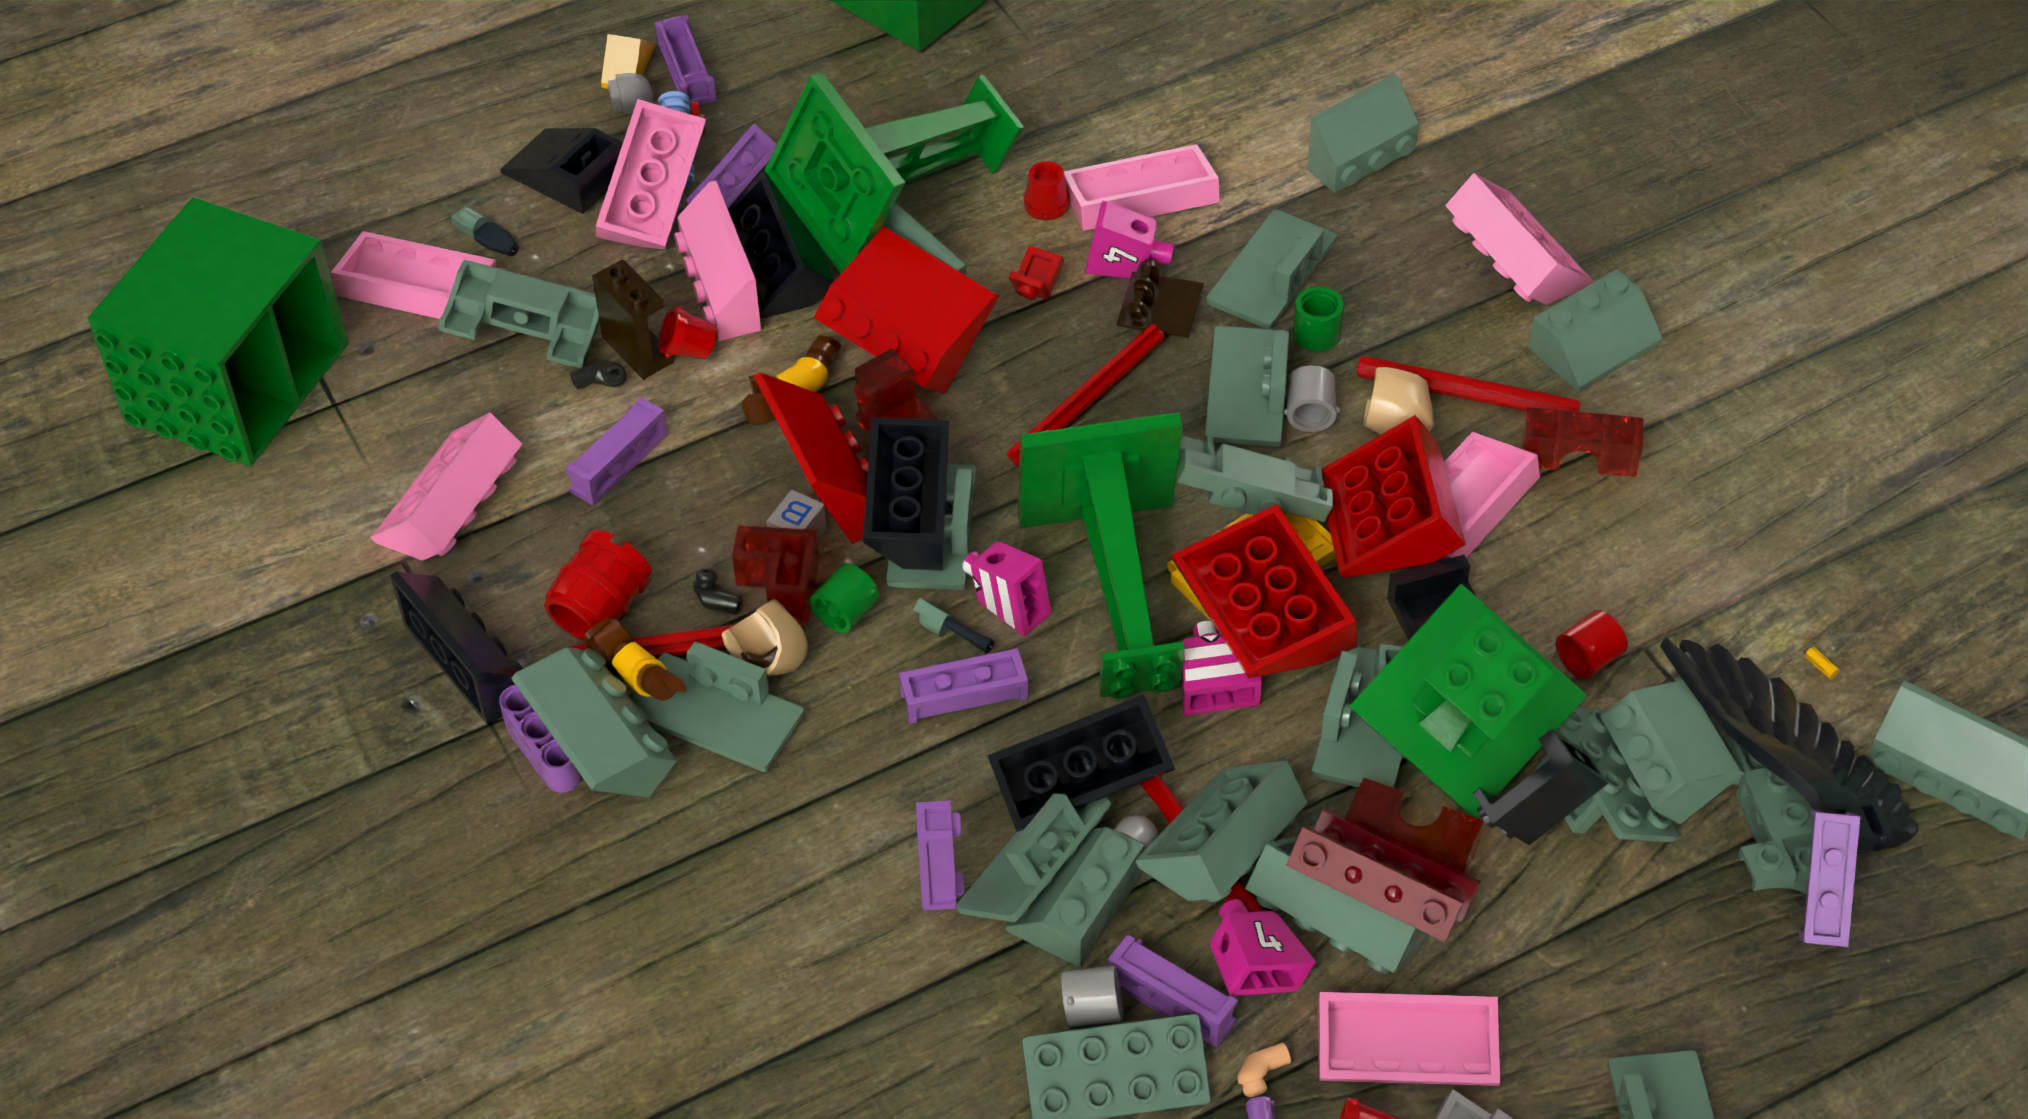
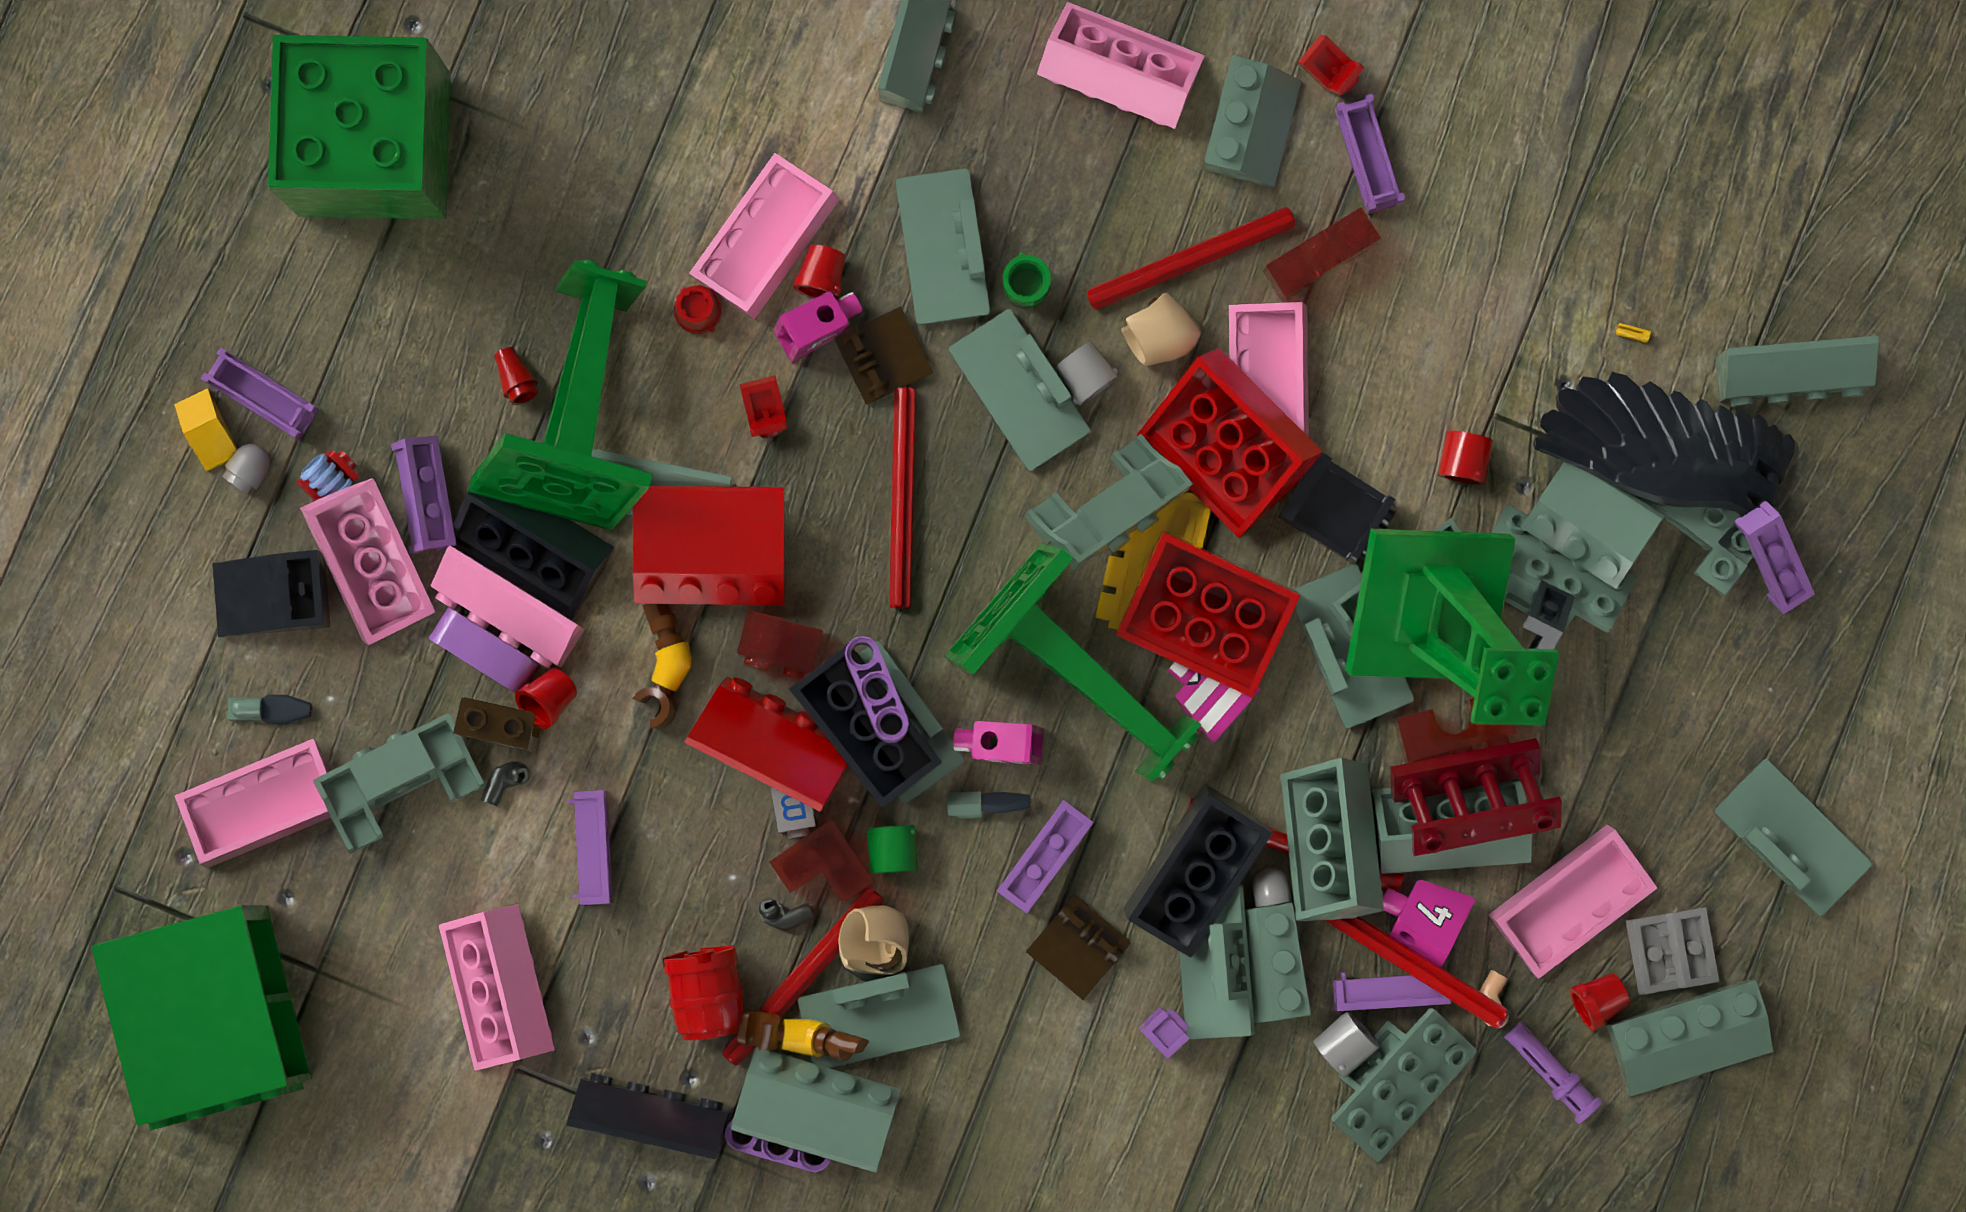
camera: 35 degrees left, 35 degrees up
(672, 279) = (483, 650): none -> medium lavender beam
(928, 772) = (1078, 947): none -> dark brown hinge
(938, 450) = (876, 670): none -> medium lavender beam
(1171, 220) = (820, 272): none -> red piece
(1214, 974) = (1422, 969): none -> red axle
(1681, 409) = (1368, 155): none -> medium lavender container
(1694, 335) = (1331, 66): none -> red bracket

